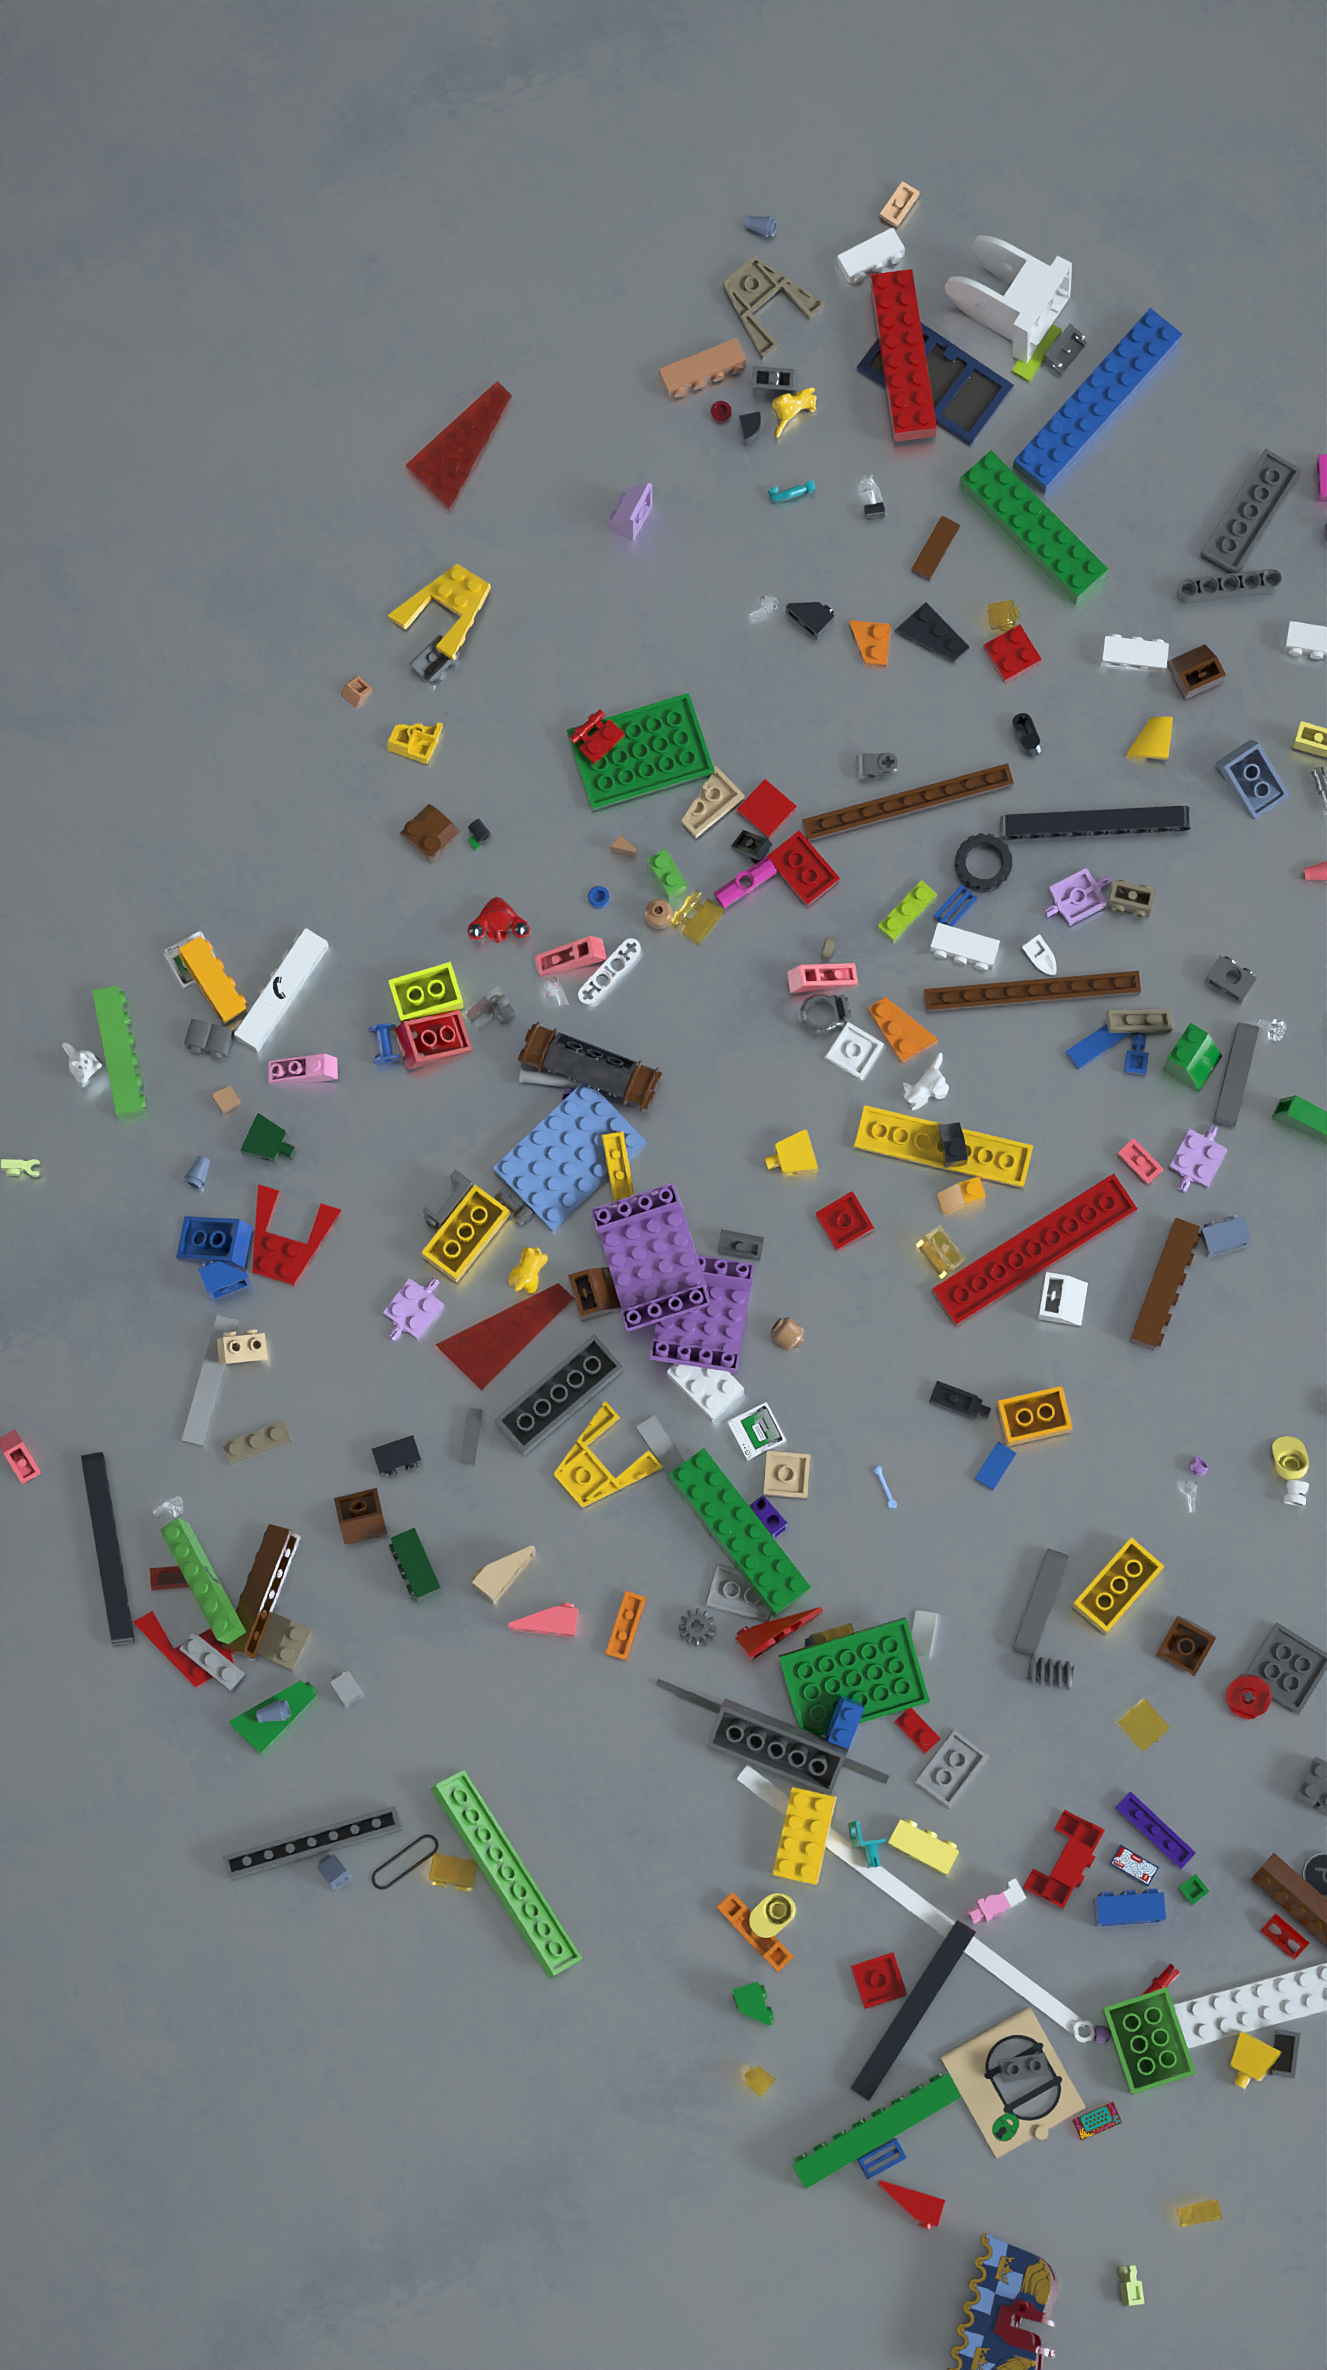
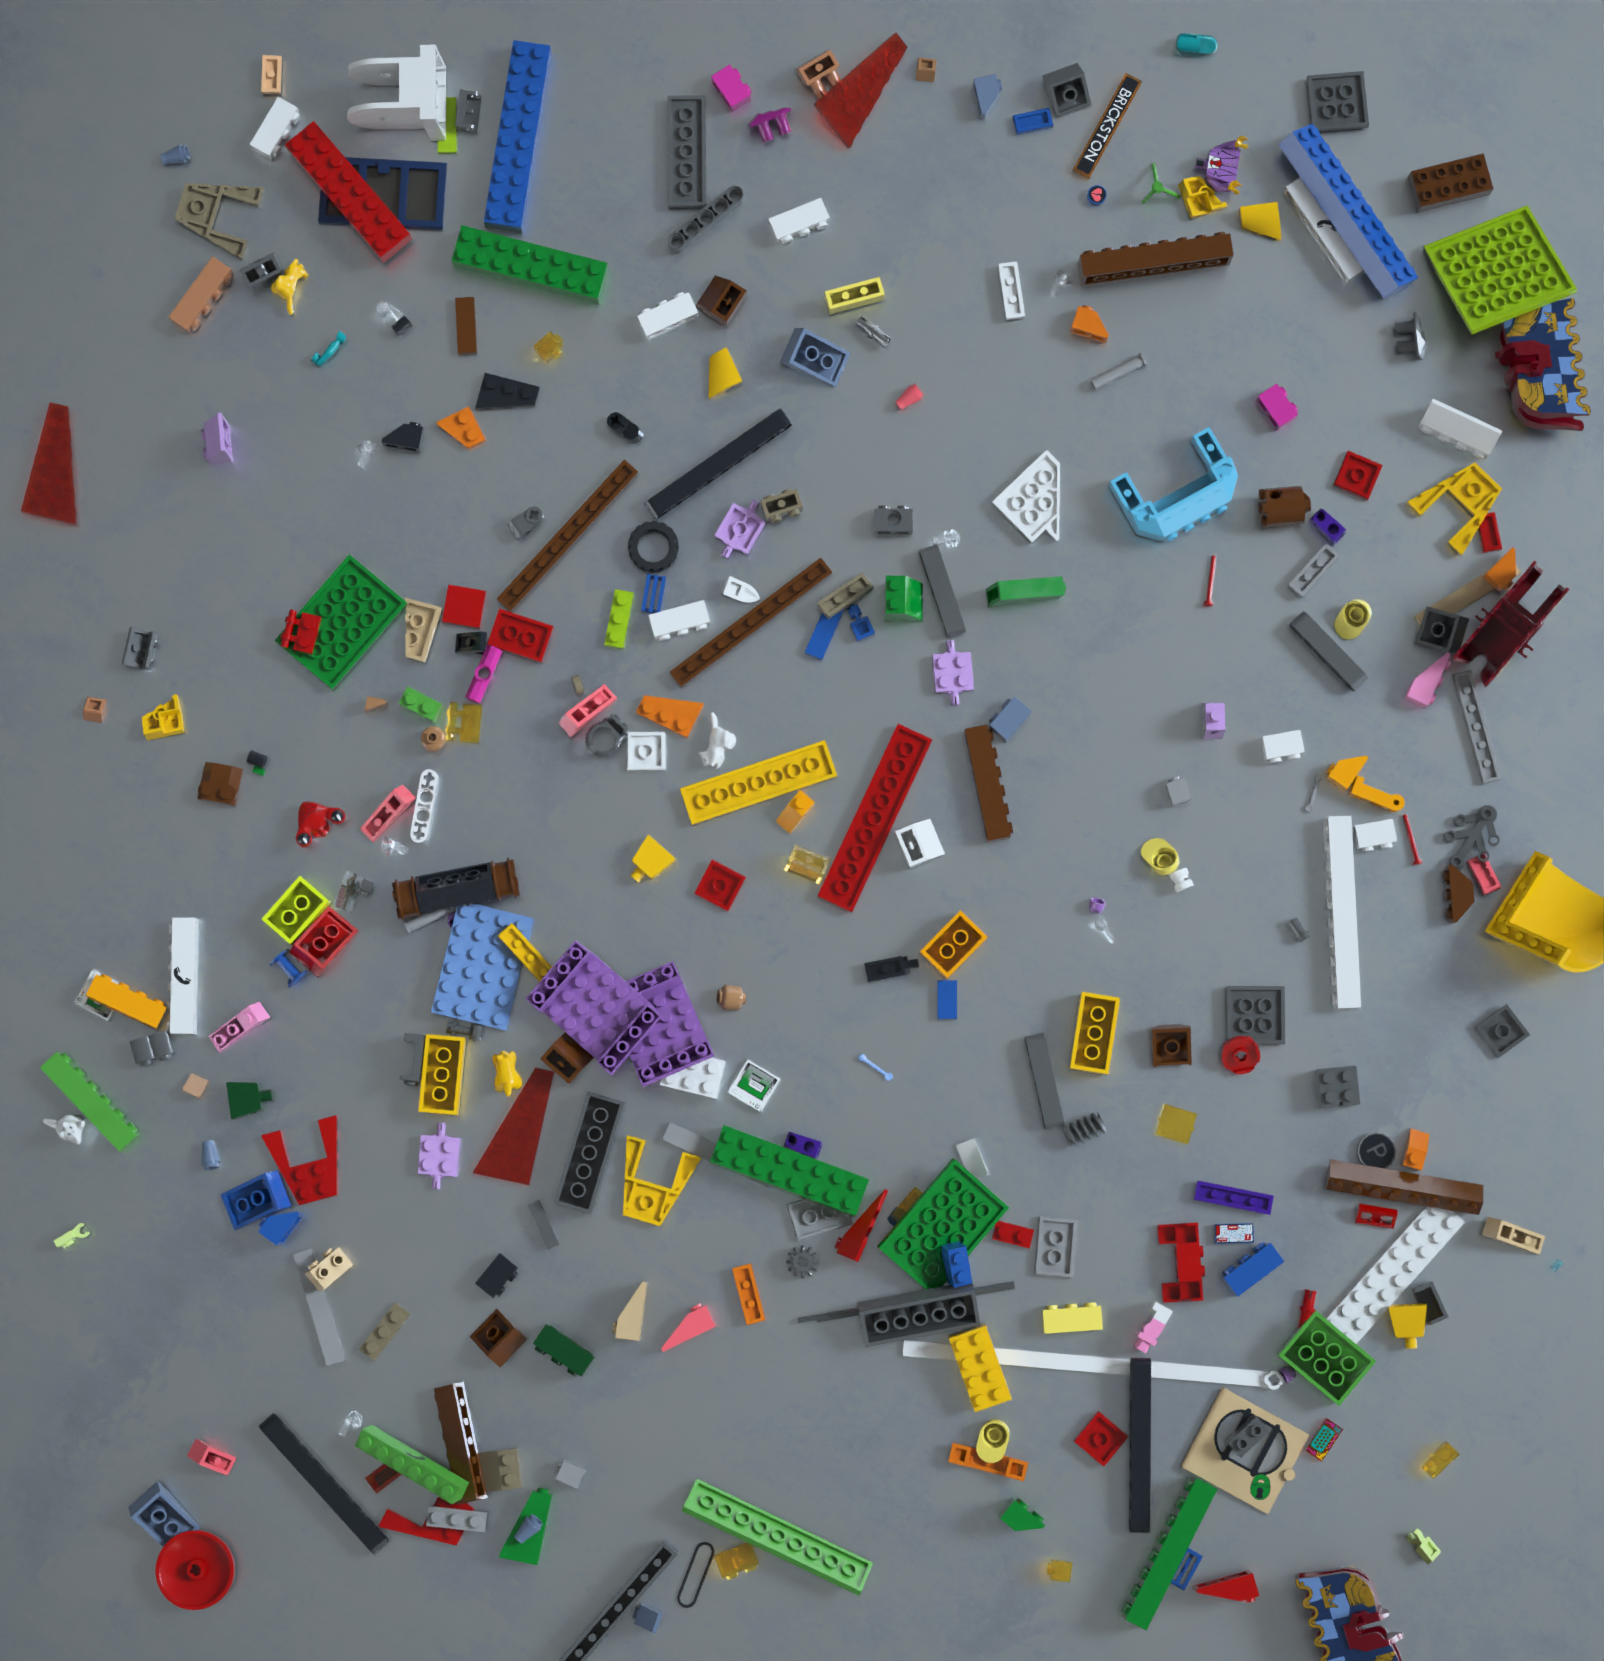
camera: 35 degrees left, 5 degrees up
(455, 590) = (125, 585): yellow wing -> none
(598, 897) = (379, 753): blue tile -> none
(721, 412) = (236, 320): dark red tile -> none
(740, 1244) = (653, 952): dark grey plate -> none
(750, 427) = (266, 319): black brick -> none
(786, 1474) = (797, 1104): tan plate -> none
(869, 1847) = (1038, 1350): teal bracket -> none
(953, 1145) = (765, 777): black slope -> none
(1012, 653) = (574, 371): red plate -> none
(1140, 1161) = (911, 701): coral plate -> none
(1193, 1889) = (1288, 1223): green plate -> none

